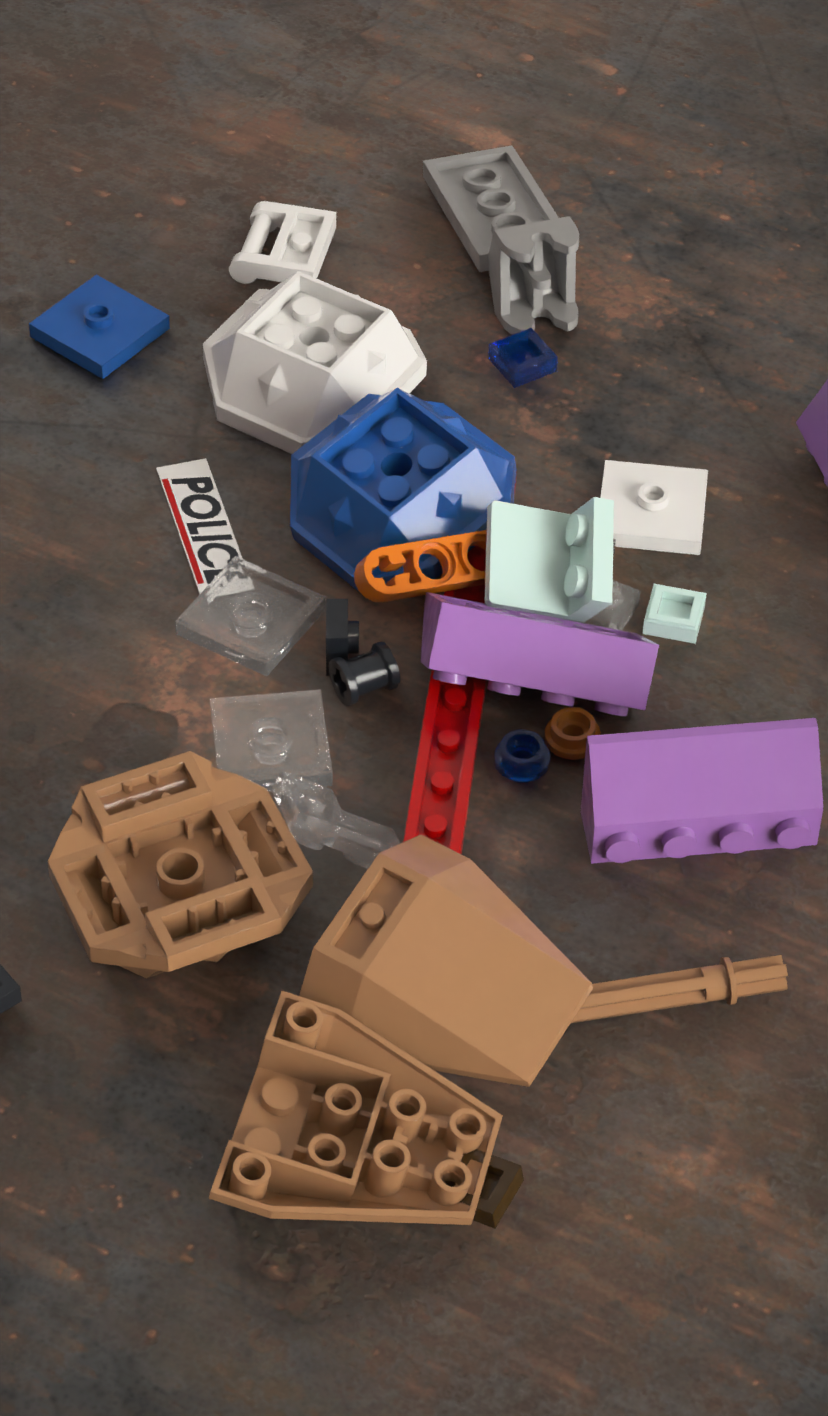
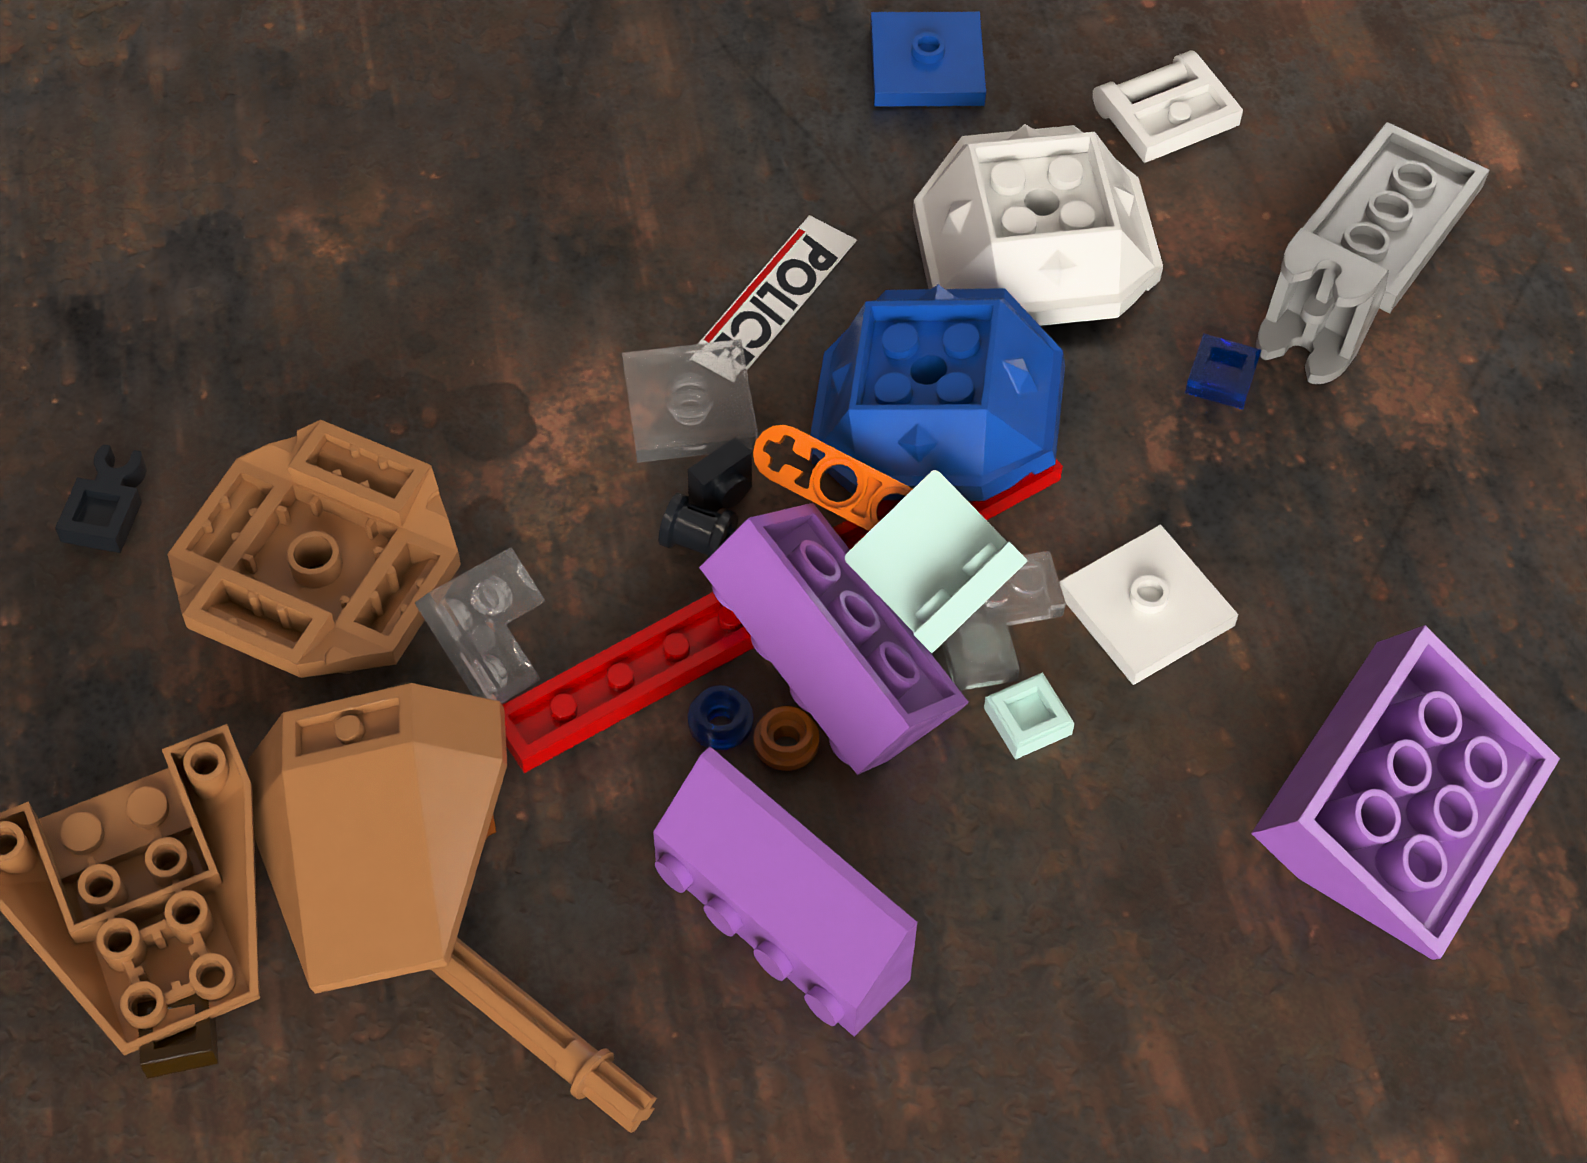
camera: 50 degrees right, 10 degrees up
(272, 734) = (556, 518): clear plate -> none

